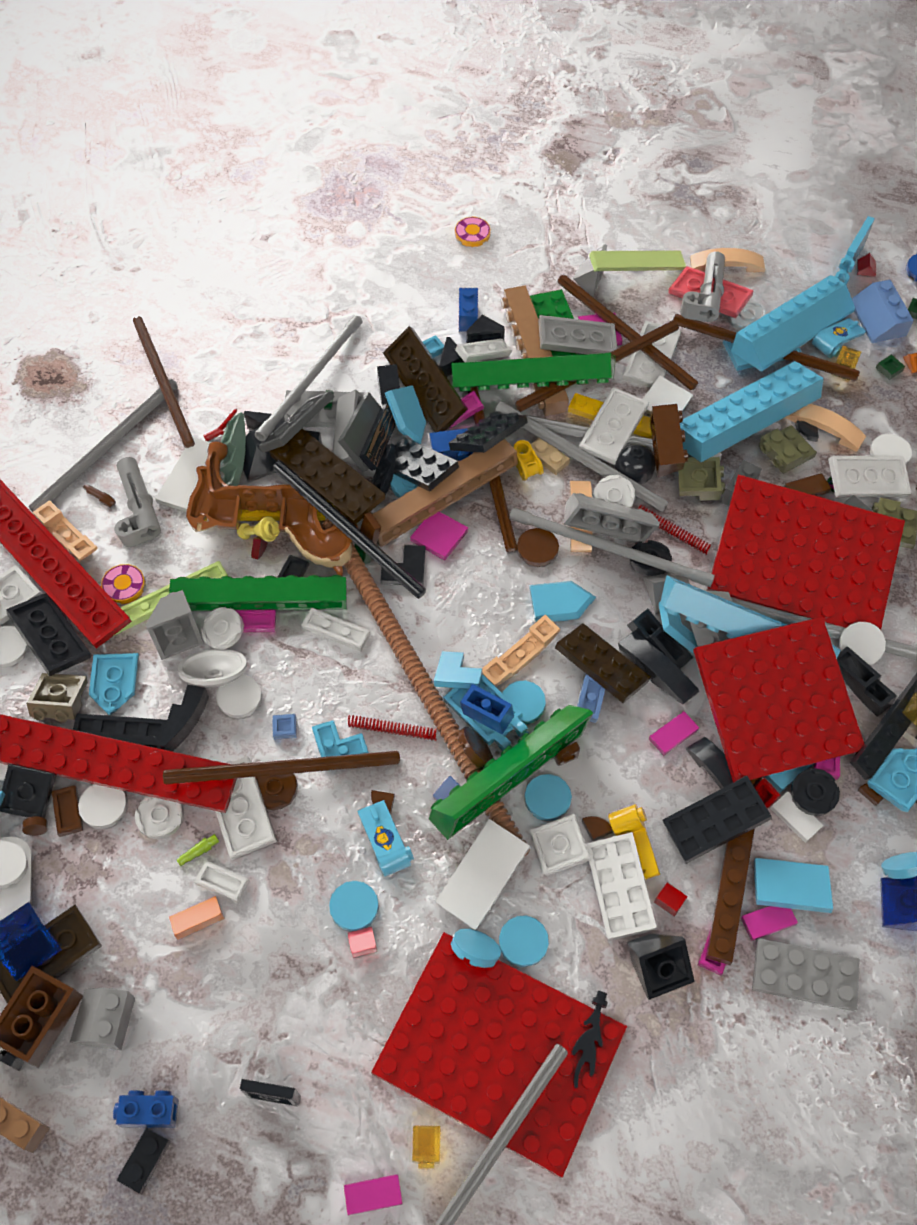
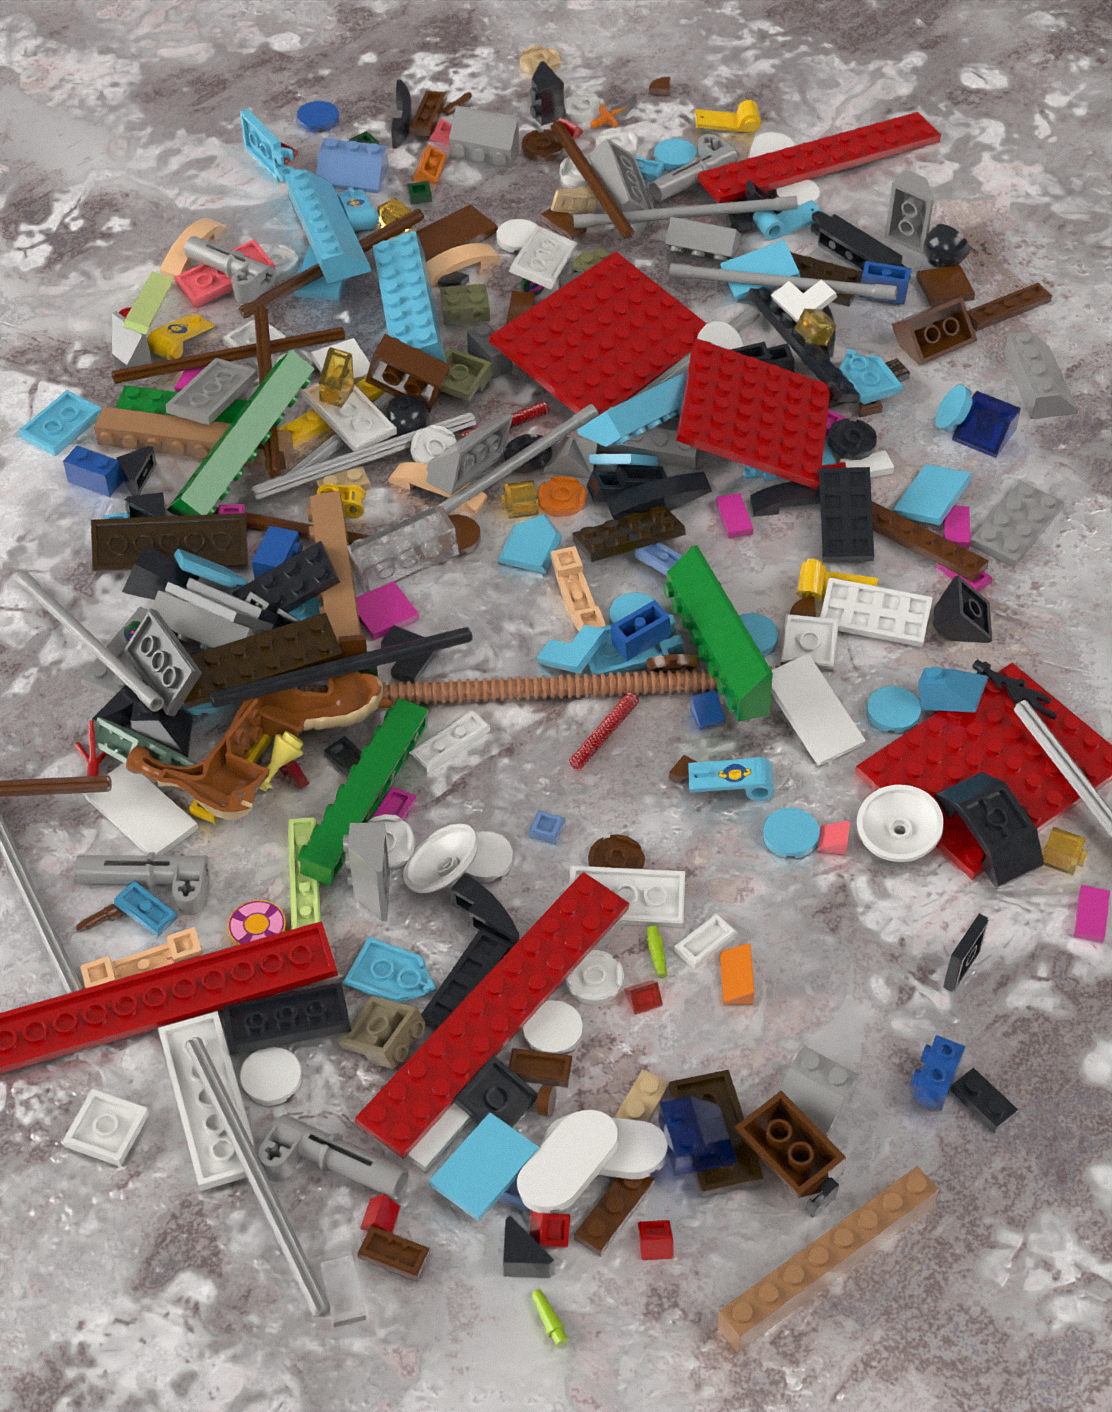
camera: 65 degrees left, 10 degrees down
(58, 893) = (643, 1098): none -> tan plate
(110, 513) = (145, 908): none -> dark azure plate
(153, 855) = (644, 996): none -> clear red slope
(280, 767) = (605, 836): reddish brown axle -> none
(331, 745) = (600, 793): medium azure tile -> none
(376, 978) = (903, 810): none -> white dish
(416, 1068) = (997, 825): none -> black slope
(476, 947) = (888, 740): medium azure tile -> none
(483, 350) = (165, 477): white tile -> none
(486, 516) = (403, 549): none -> clear brick
(488, 432) = (296, 505): black plate -> none
(507, 273) = (60, 423): none -> medium azure tile
(560, 981) = (950, 689): none -> dark azure slope
(595, 573) = (520, 499): none -> clear yellow brick
(620, 289) = (168, 339): none -> yellow door
(621, 600) = (562, 496): none -> orange tile
(625, 399) = (336, 378): none -> clear yellow slope
(670, 899) = (905, 583): red slope -> none
(858, 406) = (455, 230): none -> reddish brown tile

